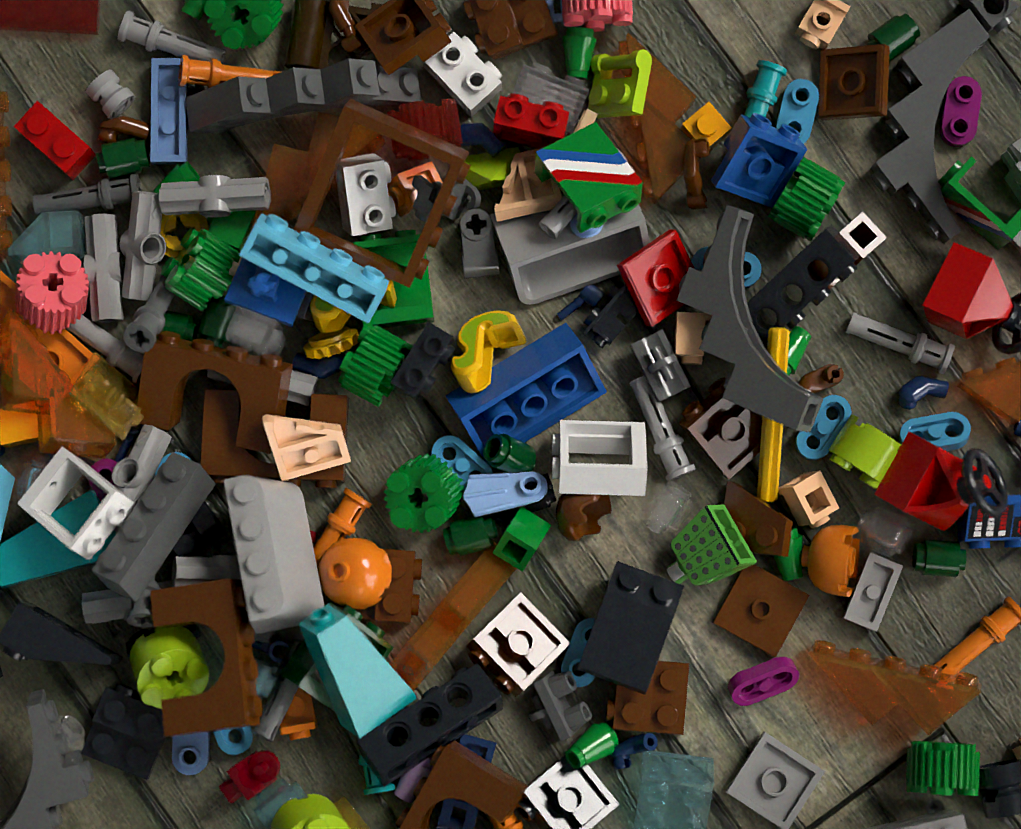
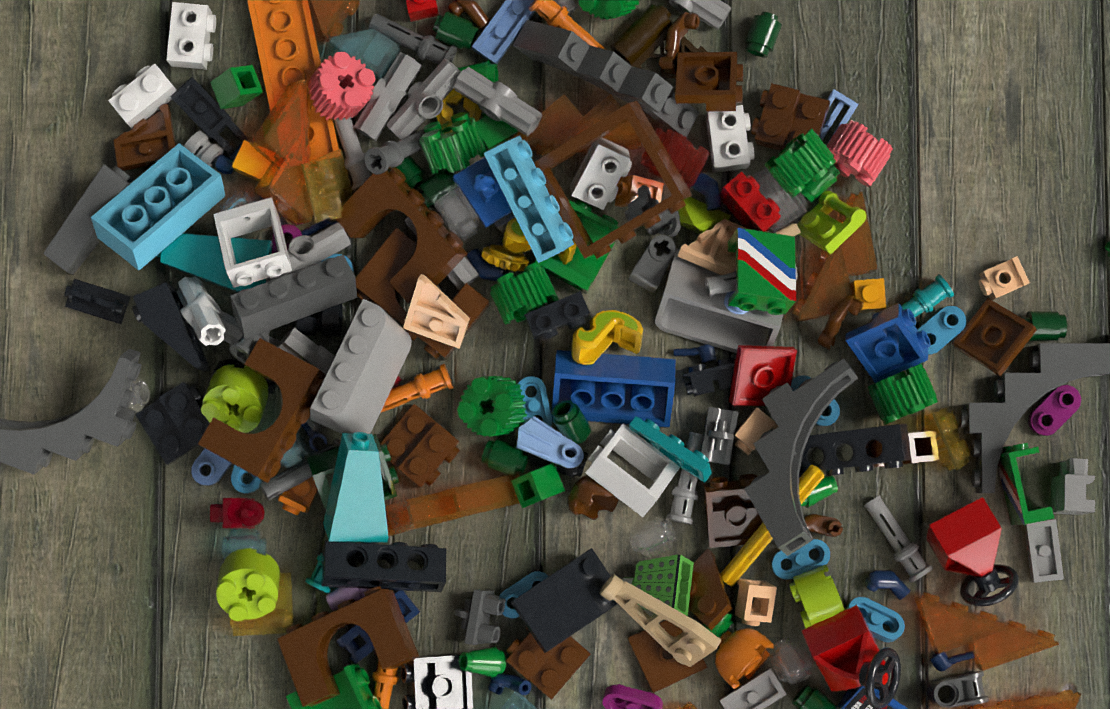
camera: 35 degrees right, 0 degrees up
(73, 606) = (201, 311): none -> white piece
(354, 573) = (407, 426): orange cylinder -> none
(517, 646) = (481, 556): plate -> none
(549, 45) = (799, 162): none -> green brick
(625, 409) = (673, 448): none -> teal plate
(777, 588) = (687, 647): none -> tan plate
(897, 216) = (957, 450): none -> clear yellow hinge

